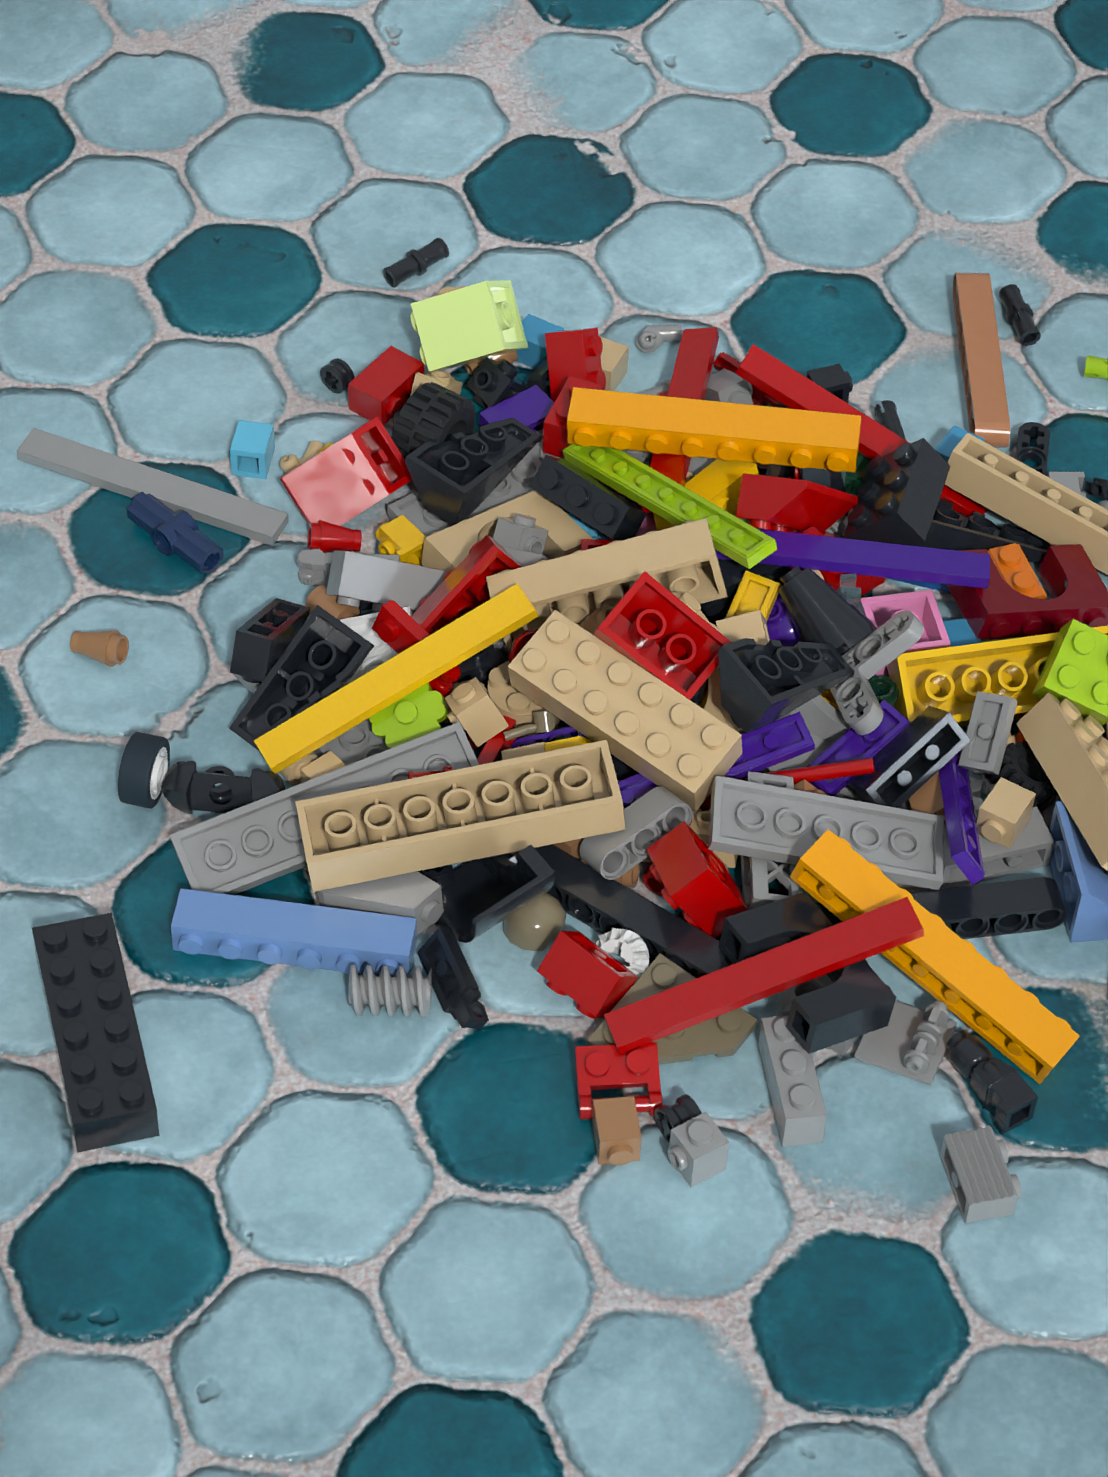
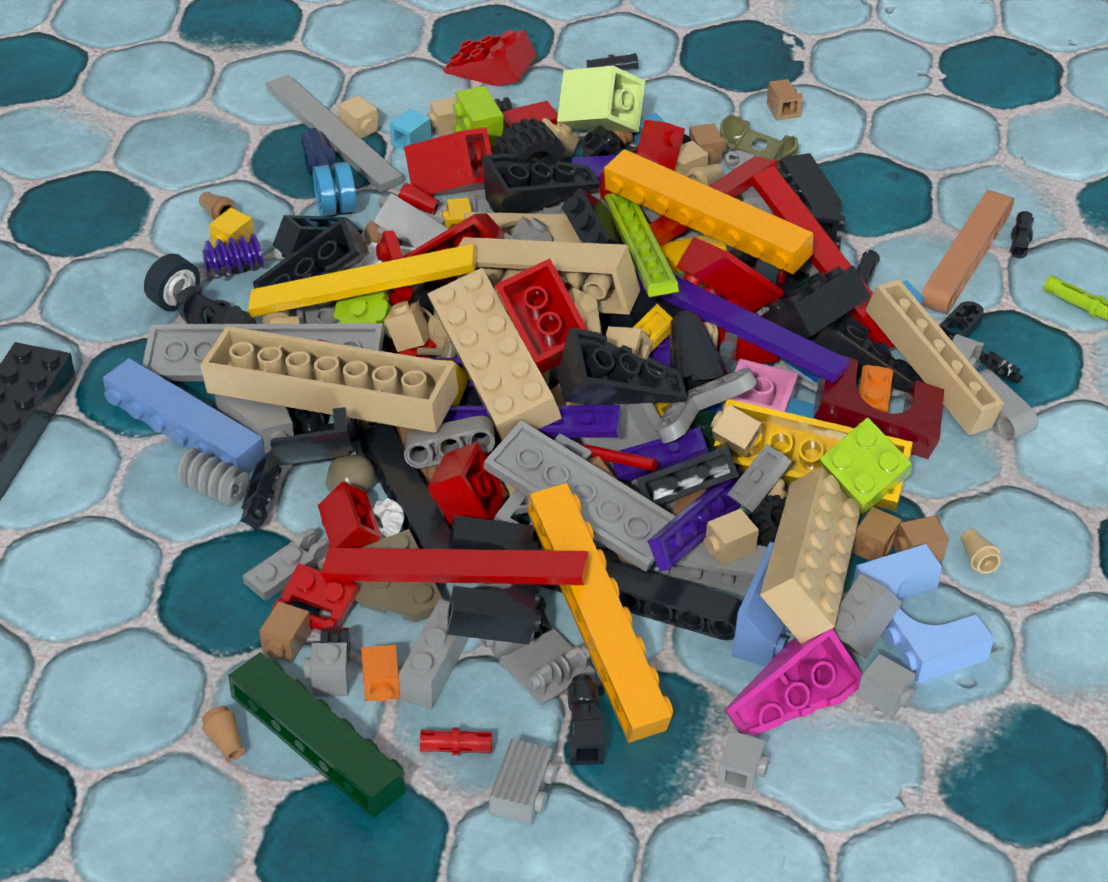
camera: 30 degrees right, 5 degrees down
(149, 673) = (230, 224): none -> yellow brick
(175, 453) = (359, 116): none -> tan brick
(179, 702) = (232, 254): none -> dark purple piece
(234, 566) = (334, 189): none -> dark azure wheel
(269, 310) = (493, 58): none -> red slope
(284, 408) = (442, 116): none -> tan brick
(333, 403) = (476, 110): none -> lime brick
(548, 1057) = (275, 572): none -> light grey hinge
(610, 324) = (709, 140): none -> medium nougat brick
(634, 375) = (705, 174): none -> tan cone
(640, 1269) = (223, 731): none -> medium nougat cone
(649, 237) = (784, 100): none -> medium nougat brick
(690, 310) = (740, 137): none -> olive piece
(738, 1224) = (318, 734): none -> dark green brick
(742, 327) = (808, 180): none -> black brick
(751, 1128) = (380, 673): none -> orange brick
(879, 1164) = (455, 741): none -> red pin
(931, 686) = (736, 429): none -> tan brick

